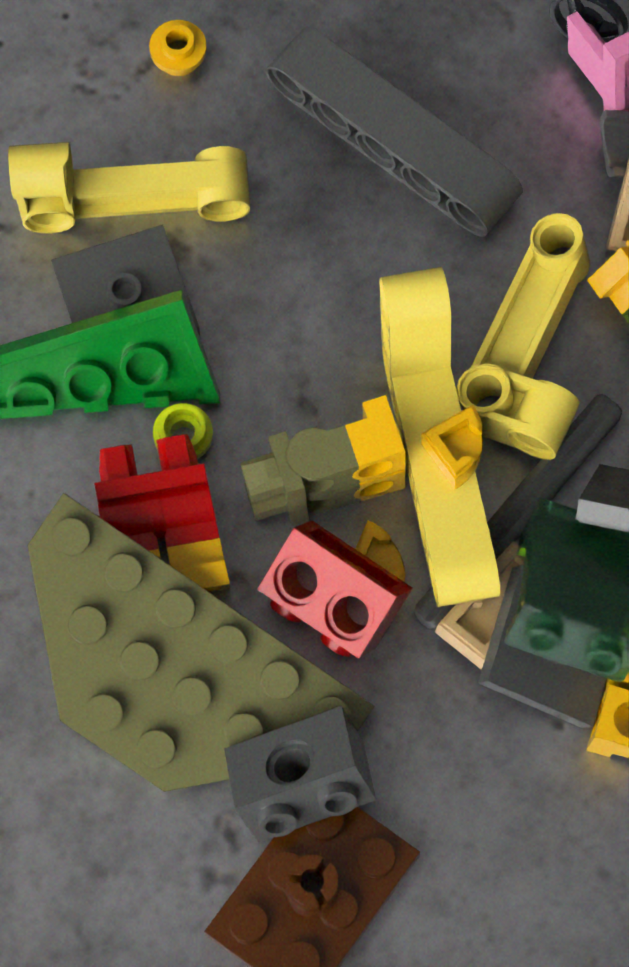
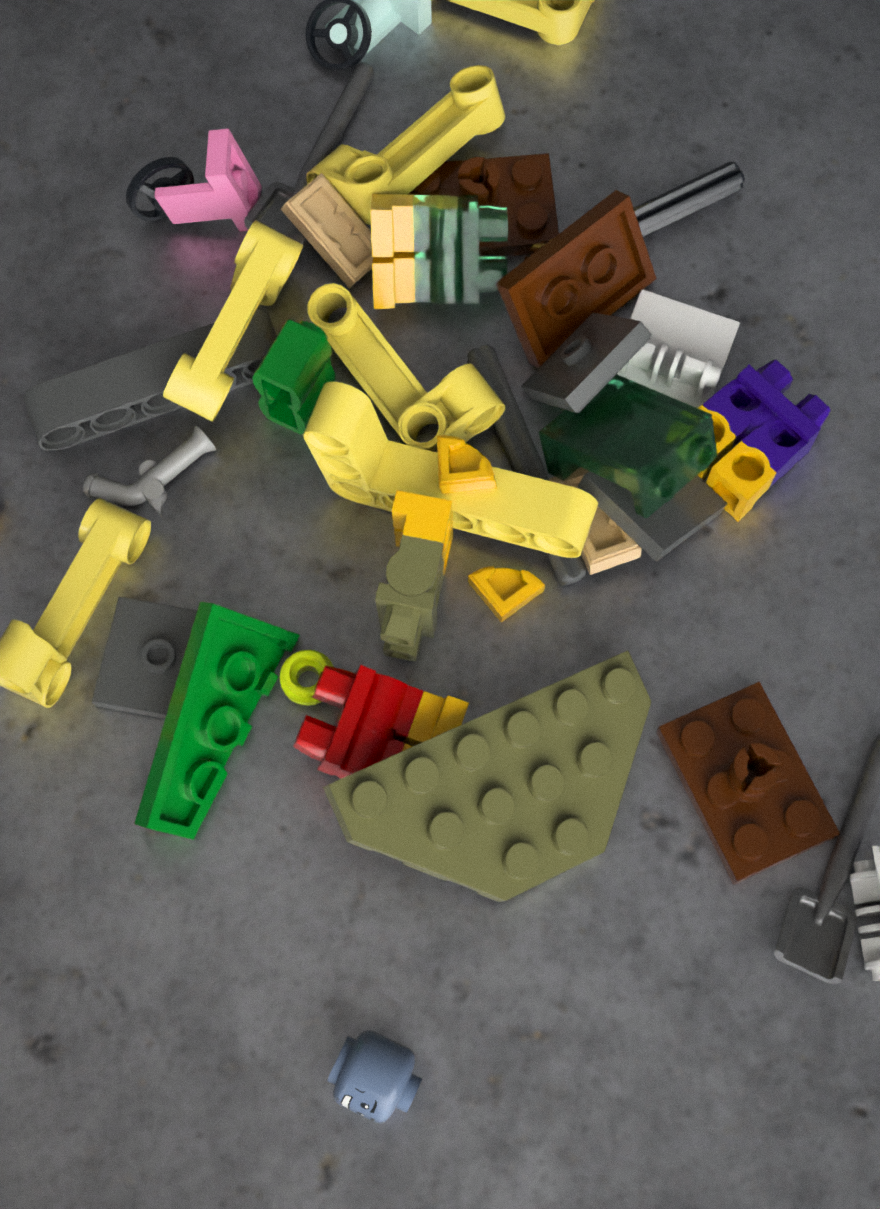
camera: 60 degrees left, 0 degrees up
(299, 774) = (643, 705): dark grey brick -> none
(300, 186) = (153, 476): none -> light grey piece
(339, 574) = (514, 614): brick -> none
(468, 244) = (294, 374): none -> green brick
(558, 154) = (259, 275): none -> light yellow piece

